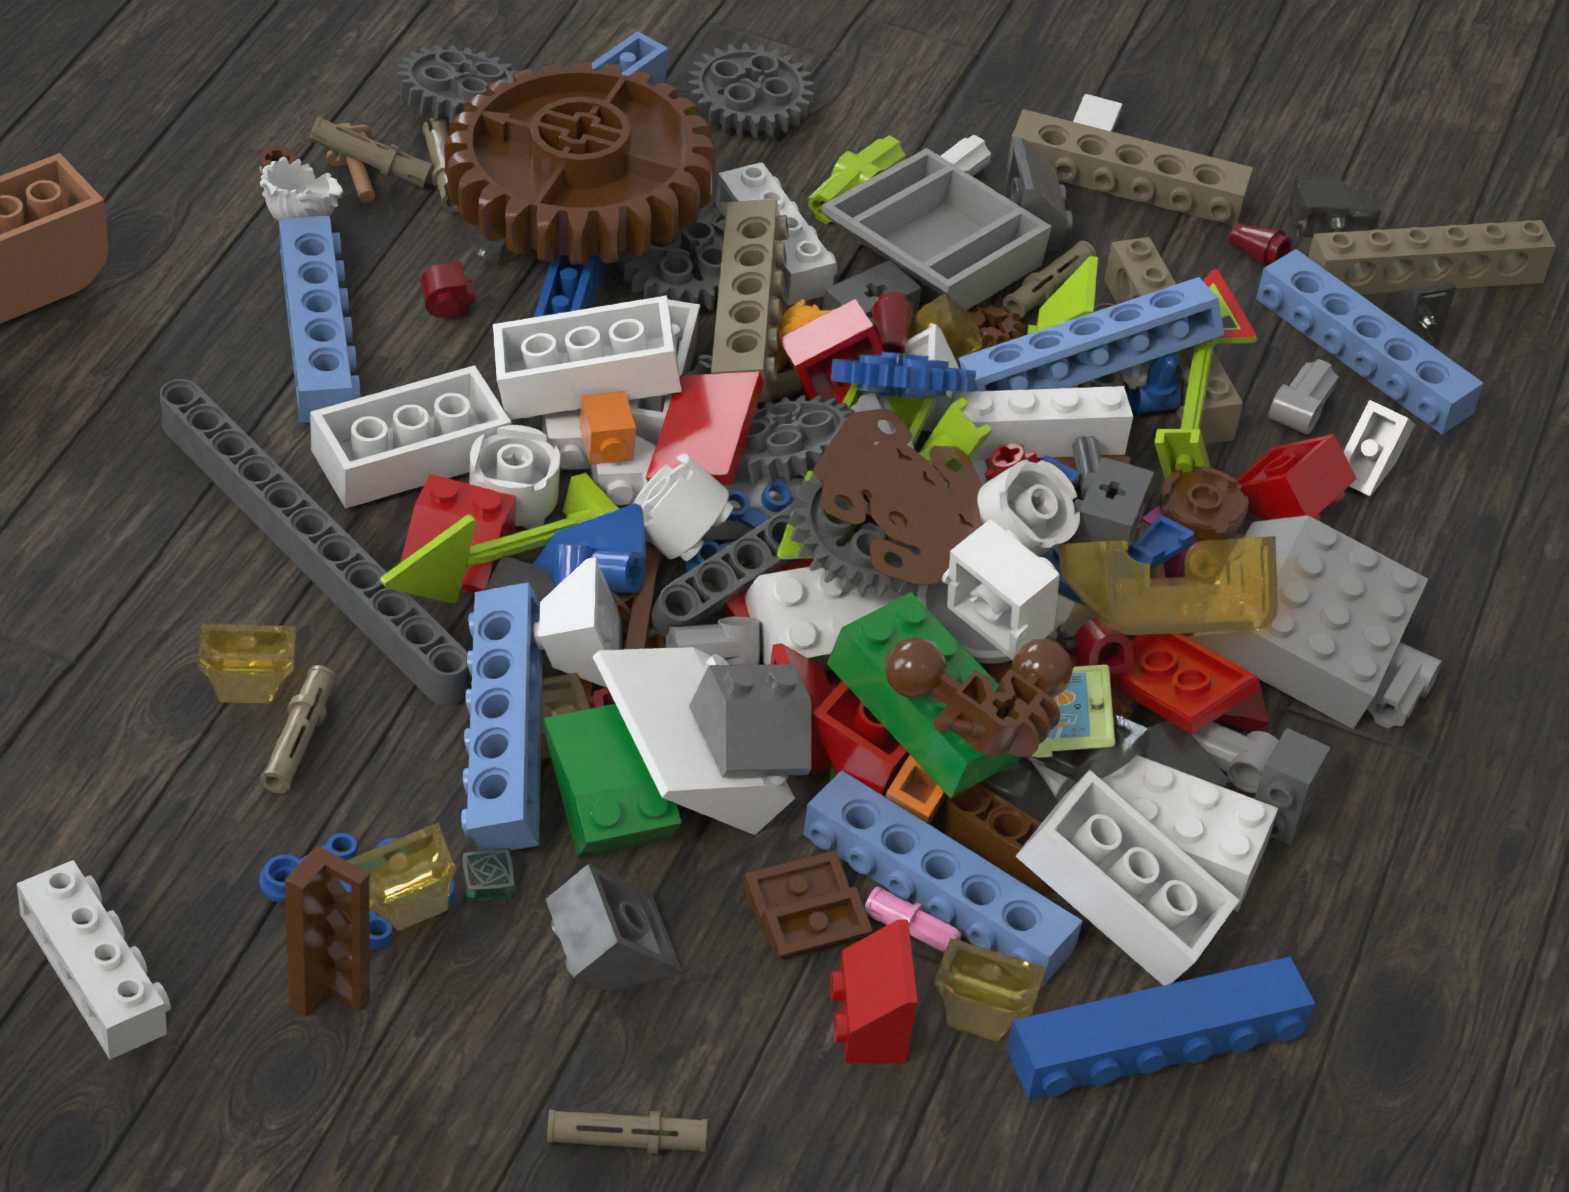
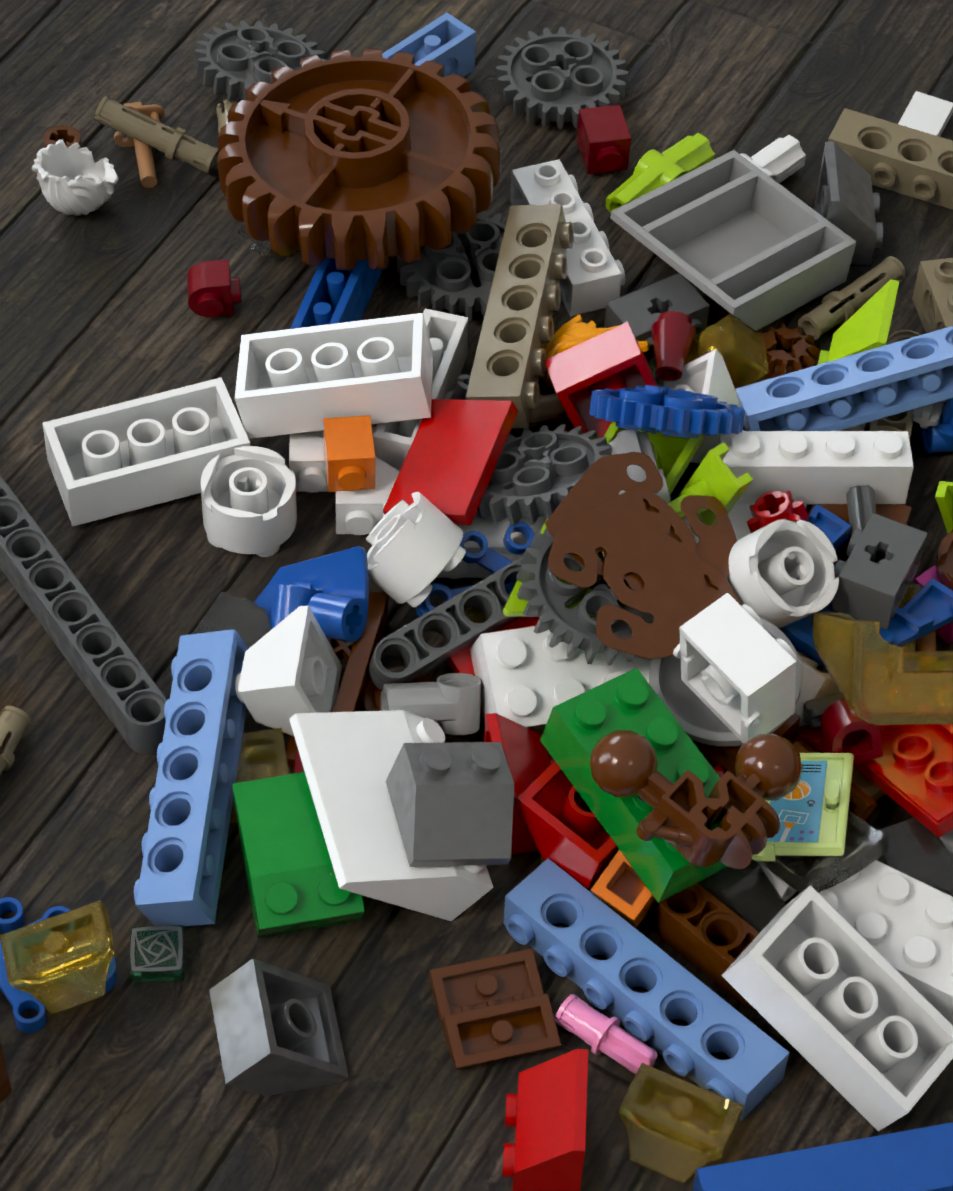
camera: 10 degrees right, 5 degrees up
(316, 314) = (72, 312): medium blue brick -> none
(440, 565) = (154, 599): lime piece -> none
(447, 502) = (182, 561): red slope -> none
(799, 144) = (603, 139): none -> dark red brick

